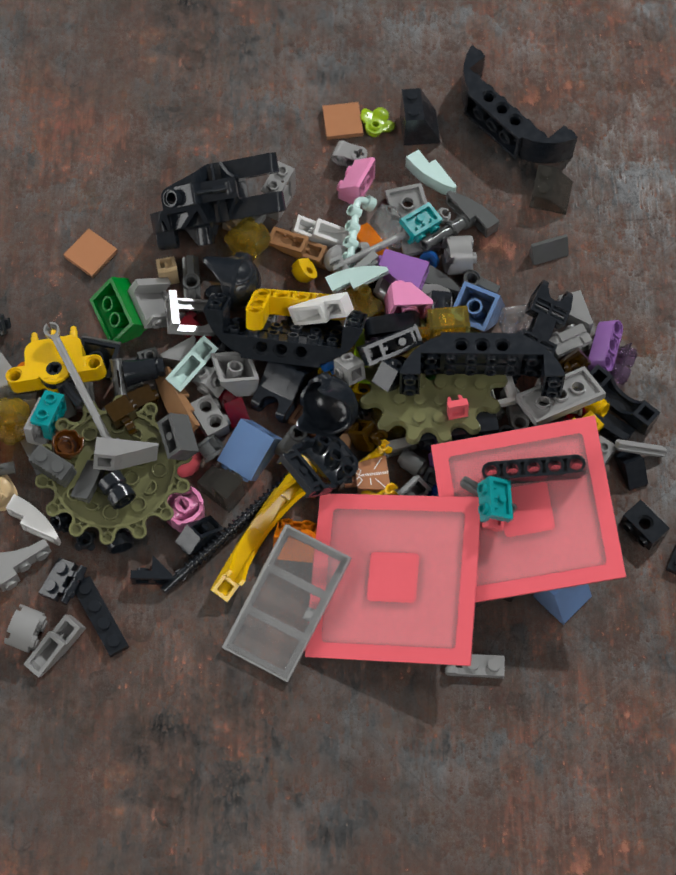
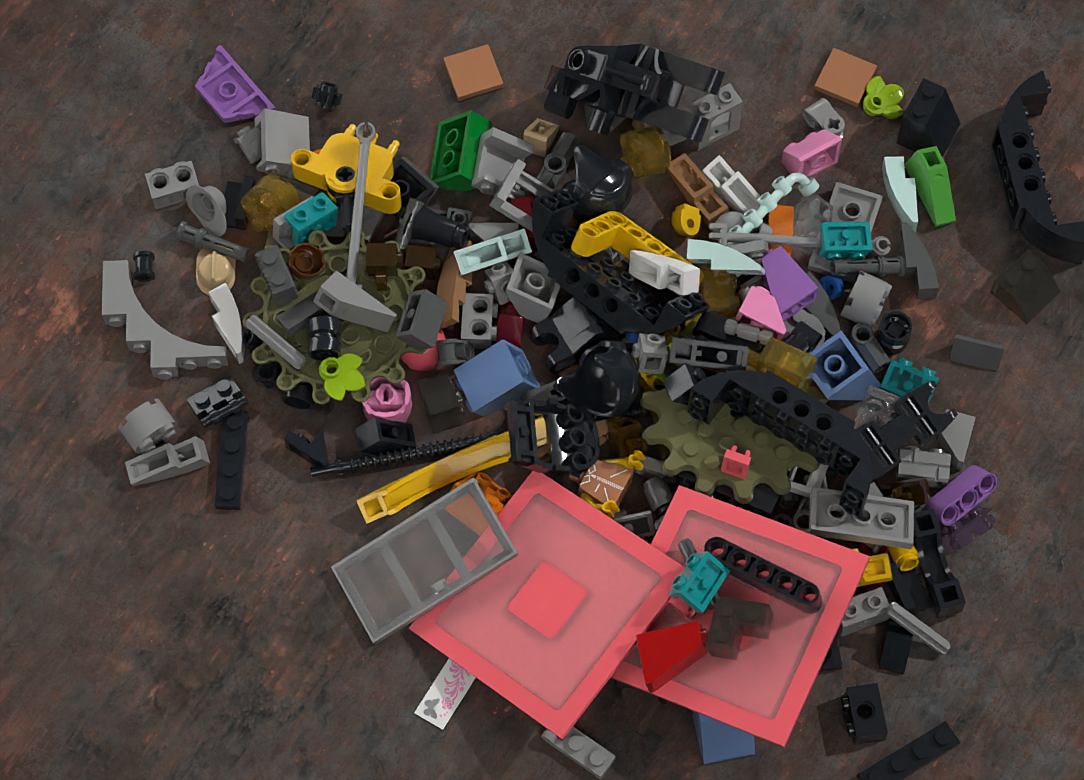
camera: 35 degrees right, 0 degrees up
(81, 513) = (276, 342): none -> light grey axle
(148, 508) = (345, 377): none -> lime plate
(360, 686) = (445, 694): none -> white sticker
(406, 316) = (747, 331): none -> light grey axle
(448, 157) = (932, 184): none -> bright green slope
(491, 265) = (894, 332): none -> black wheel
(506, 559) = (670, 652): none -> red slope
(518, 293) = (903, 377): none -> teal bracket
(536, 511) = (732, 620): none -> clear smoke brick

